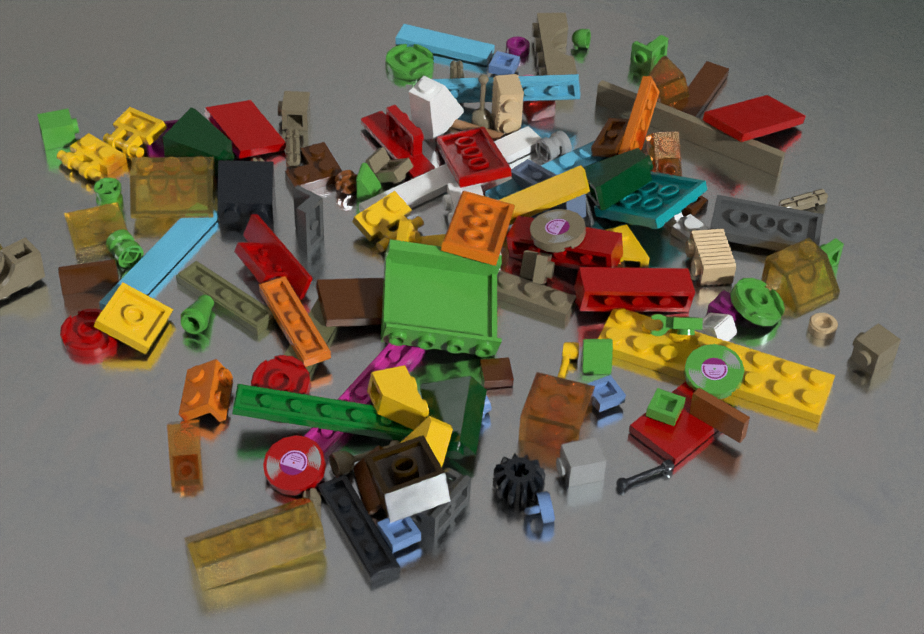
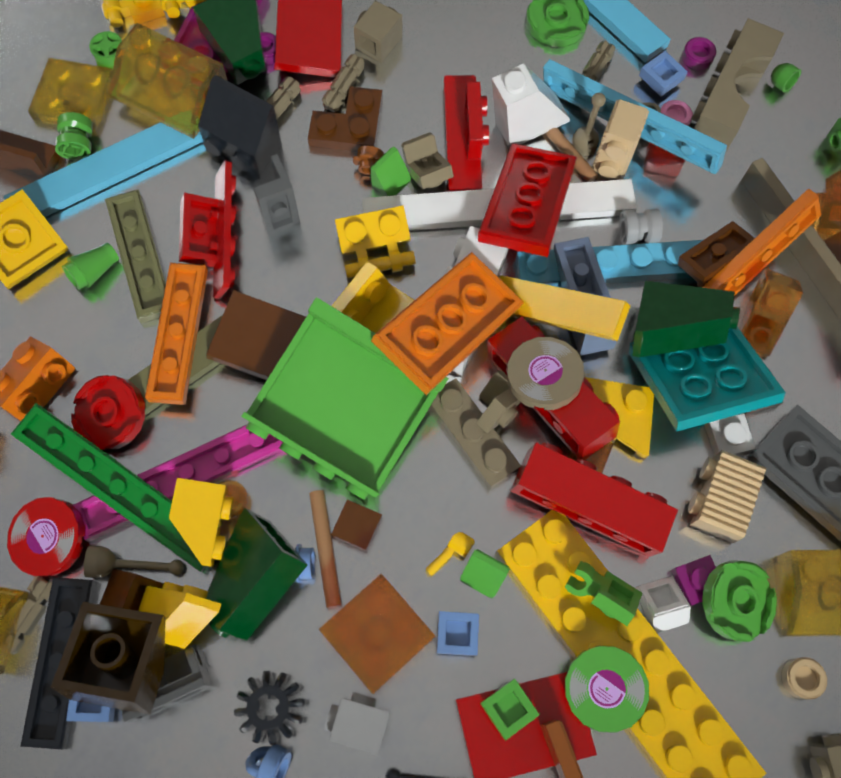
camera: 30 degrees right, 25 degrees up
(496, 402) = (325, 549): none -> medium nougat bar

